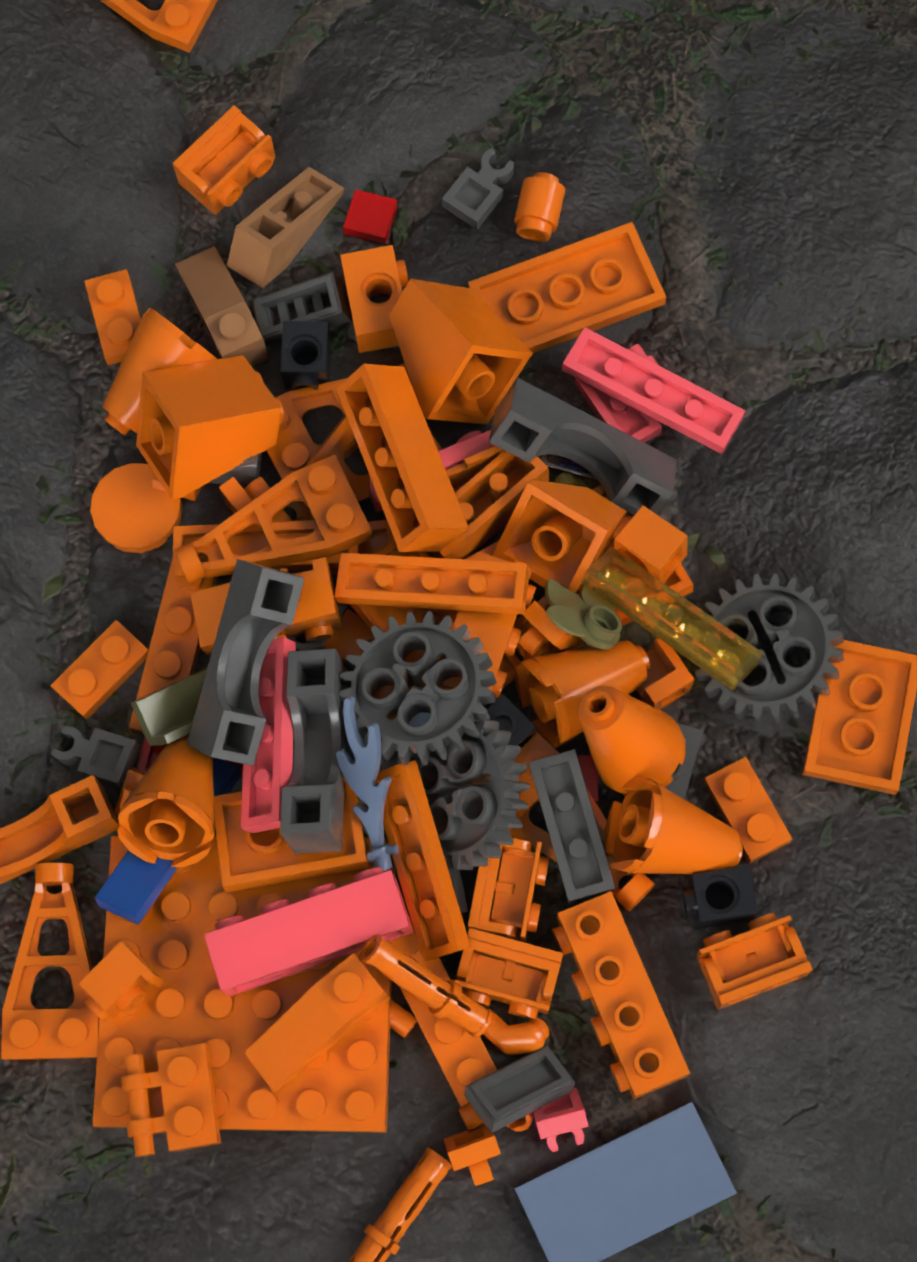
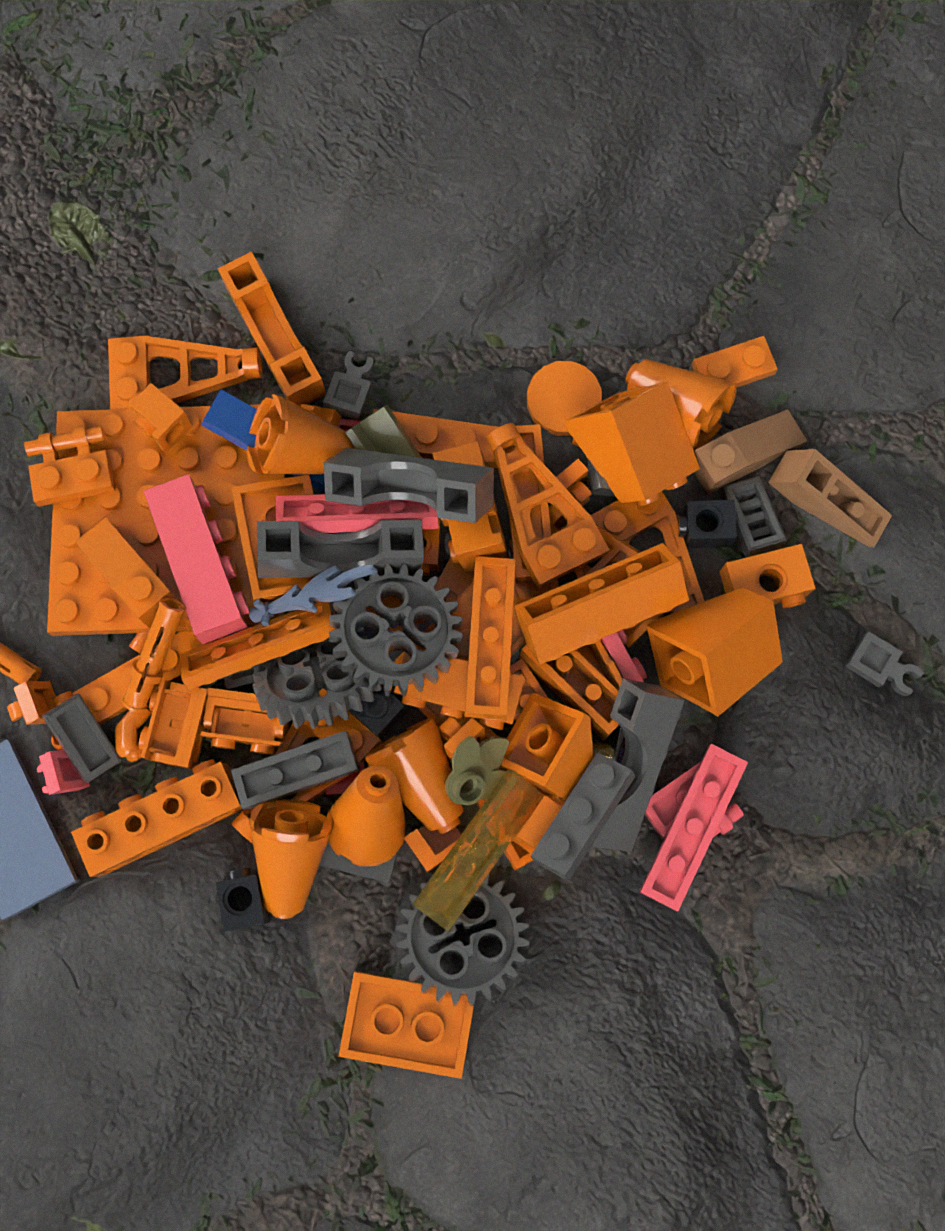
camera: 85 degrees right, 5 degrees up
(100, 669) = (423, 383): orange plate -> none
(224, 161) = (887, 441): orange hinge -> none
(370, 217) = (848, 571): red tile -> none
(539, 207) = (870, 719): orange brick -> none
(574, 288) = (791, 752): orange plate -> none
(641, 495) = (583, 816): none -> dark grey plate
(747, 809) = (322, 923): orange plate -> none
(752, 960) = (189, 929): orange hinge -> none

